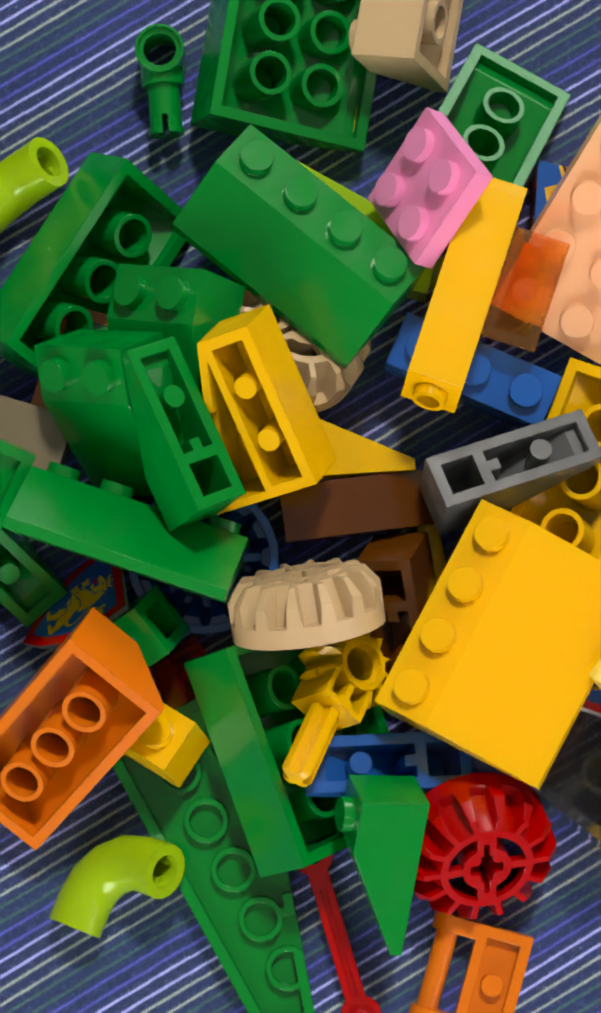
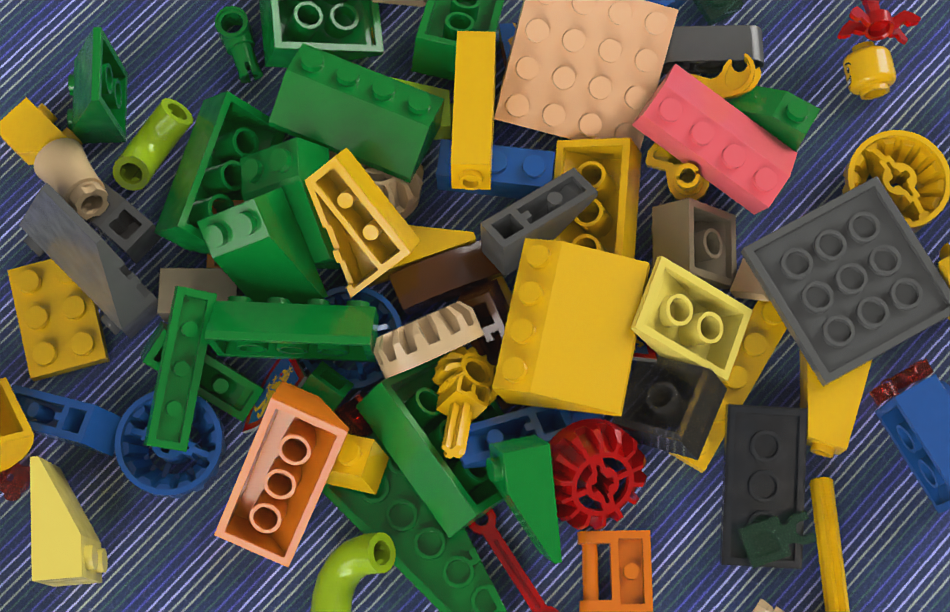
camera: 20 degrees left, 10 degrees down
(177, 437) = (309, 249): green slope -> none
(429, 187) = (431, 49): bright pink plate -> none
(525, 289) = (513, 99): clear orange slope -> none

